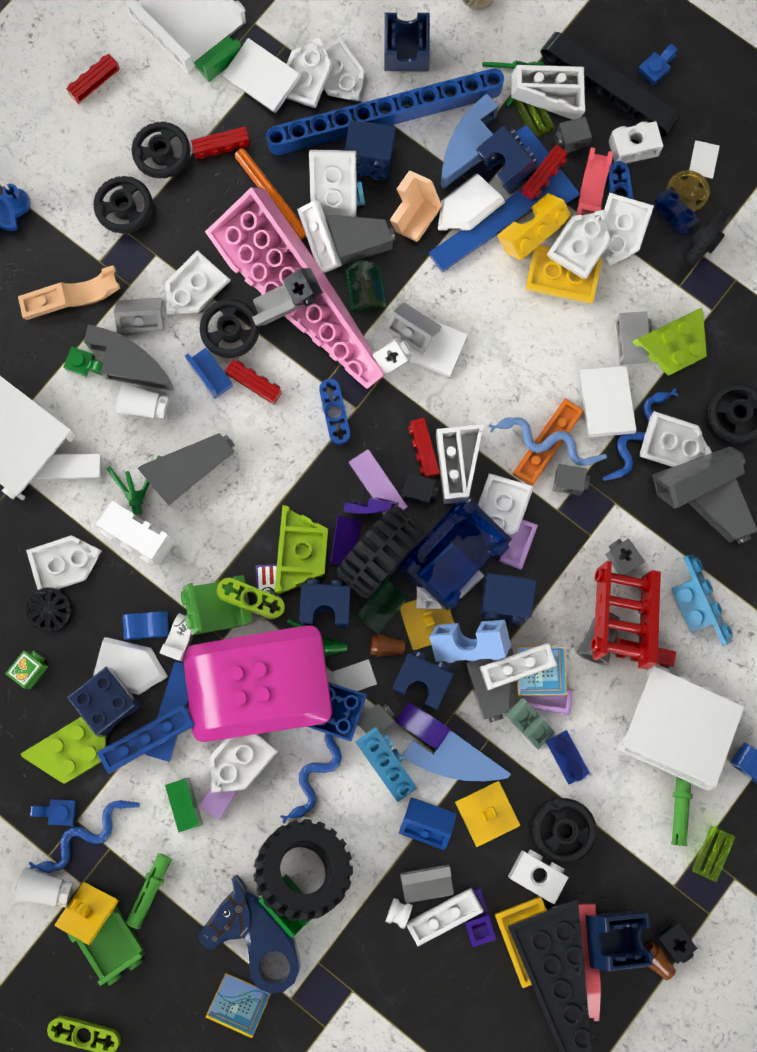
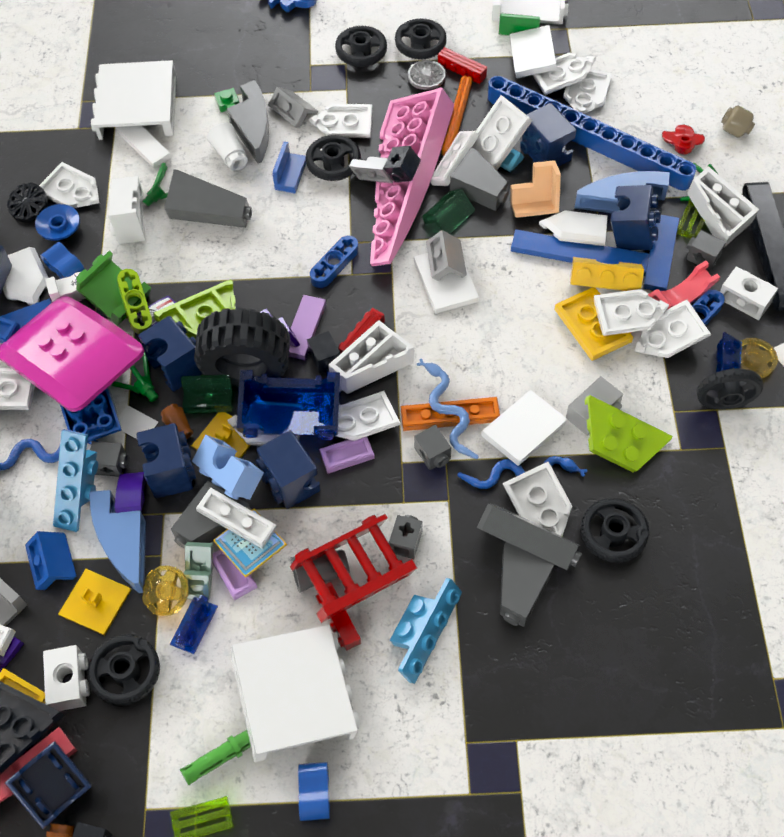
camera: 50 degrees right, 20 degrees down
(65, 295) = (267, 61): light nougat piece -> none
(88, 592) = (57, 222): none -> blue dish
(203, 179) = (426, 74): none -> light grey wheel
(253, 382) = (308, 196): red piece -> none
(388, 362) = (414, 261): white brick -> none
(406, 43) = (648, 105): dark blue piece -> none
(454, 47) = (683, 138): none -> red plate
(527, 758) = (165, 590): none -> clear yellow wheel
(544, 172) = (654, 251): red piece -> none

